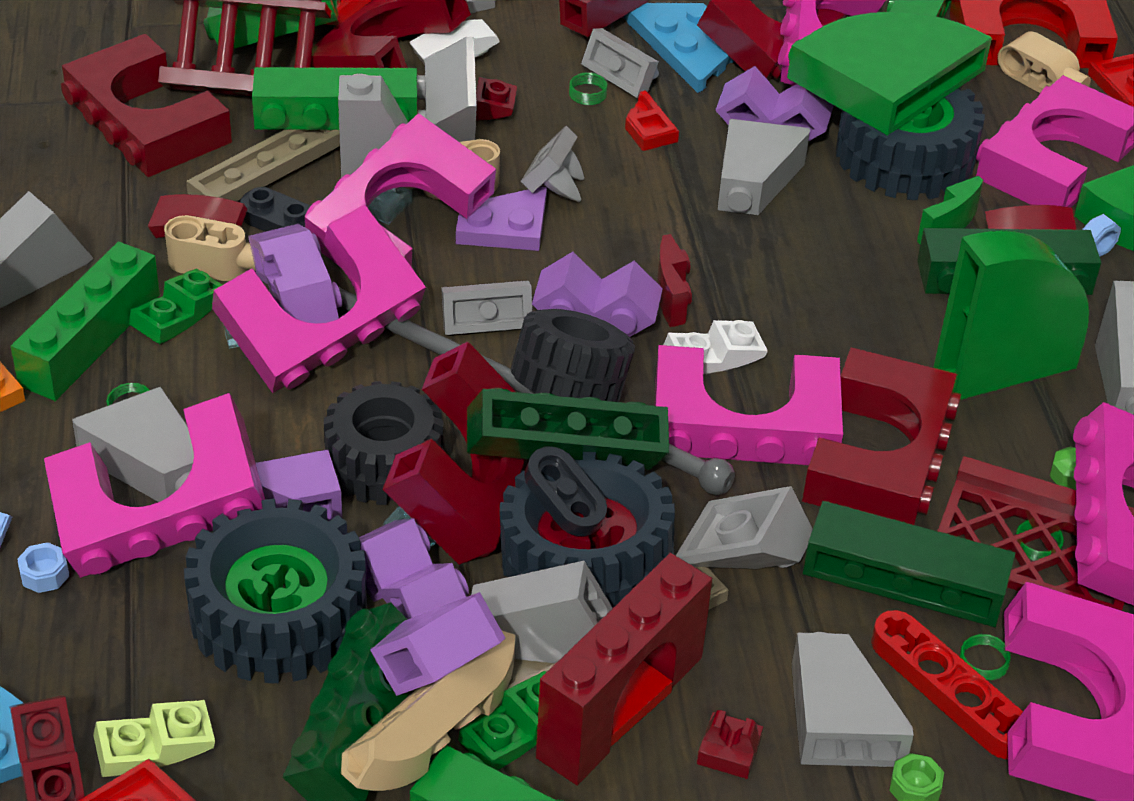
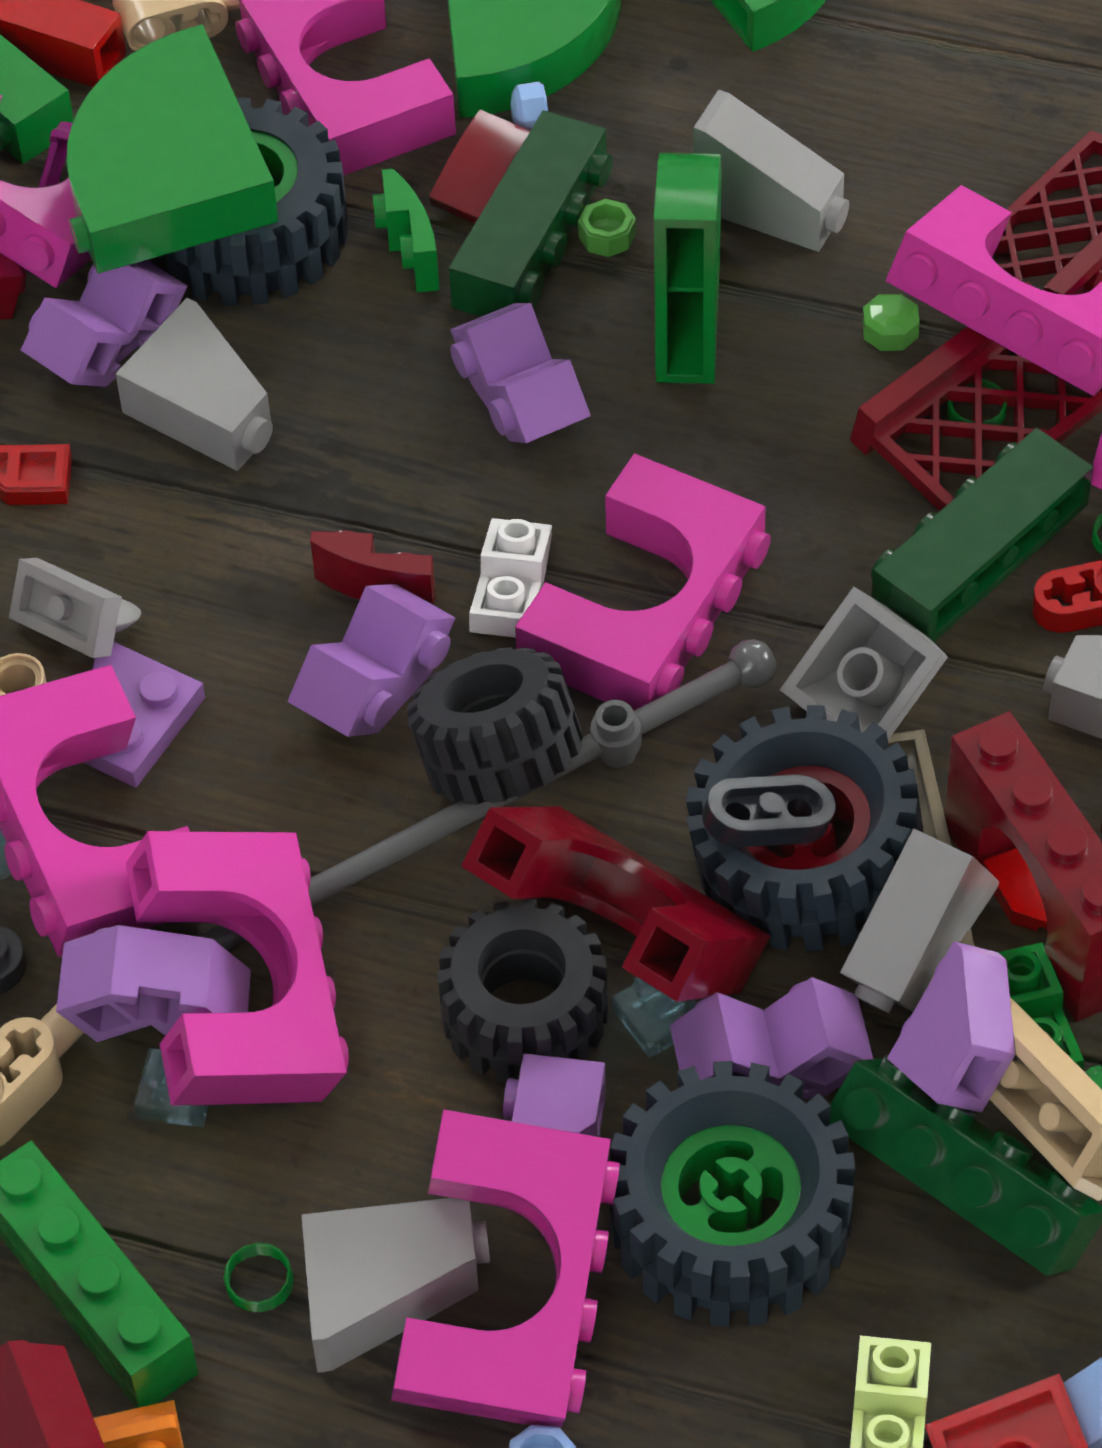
camera: 60 degrees left, 10 degrees up
(182, 305) = (95, 1157): green slope -> none
(485, 307) = (316, 790): light grey tile -> none
(521, 423) = (655, 774): dark green brick -> none
(880, 288) = (516, 375): none -> medium lavender brick
(892, 481) = (733, 414): dark red arch -> none

